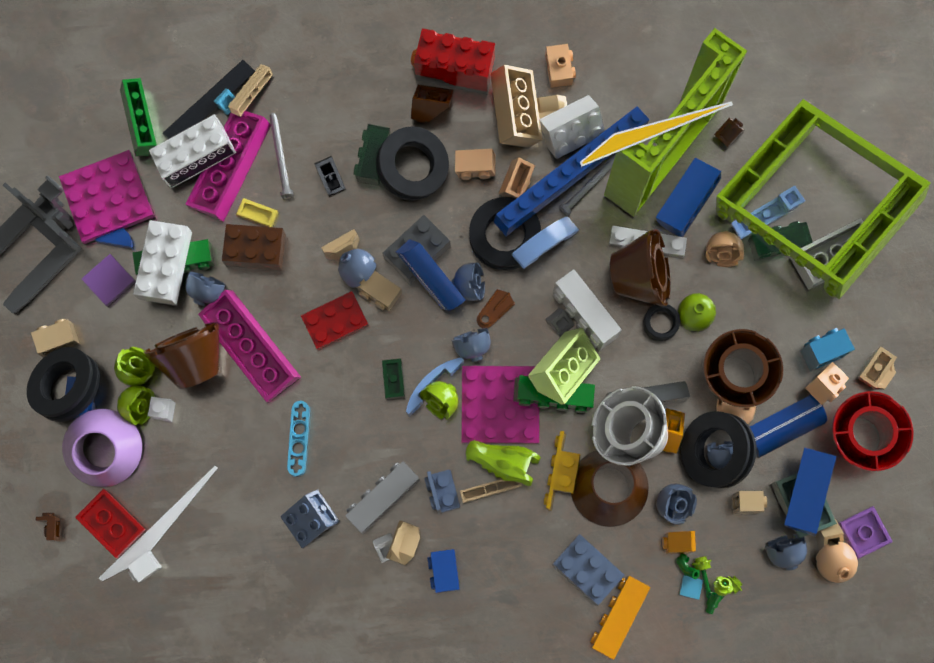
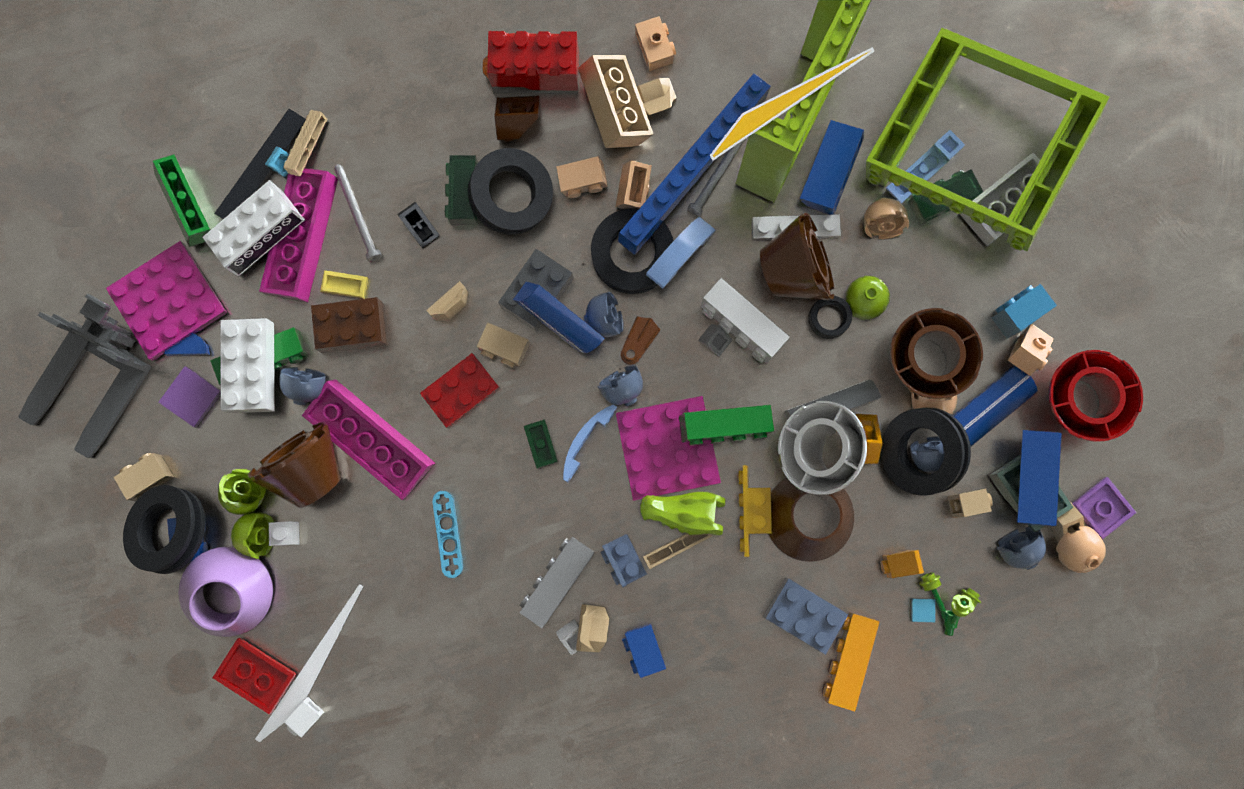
camera: 10 degrees left, 5 degrees up
(53, 526) = (189, 694): reddish brown bracket -> none
(309, 518) = (479, 622): sand blue bracket -> none
(356, 266) = (471, 324): sand blue cylinder -> none
(441, 399) = (599, 456): lime cylinder -> none
(565, 366) = (733, 391): yellowish green slope -> none
(572, 126) = (684, 112): white brick -> none
(676, 503) = (889, 520): sand blue cylinder -> none
(685, 568) = (913, 591): green arm -> none
(729, 131) = (863, 81): reddish brown bracket -> none
(879, 369) = (1083, 320): tan slope -> none

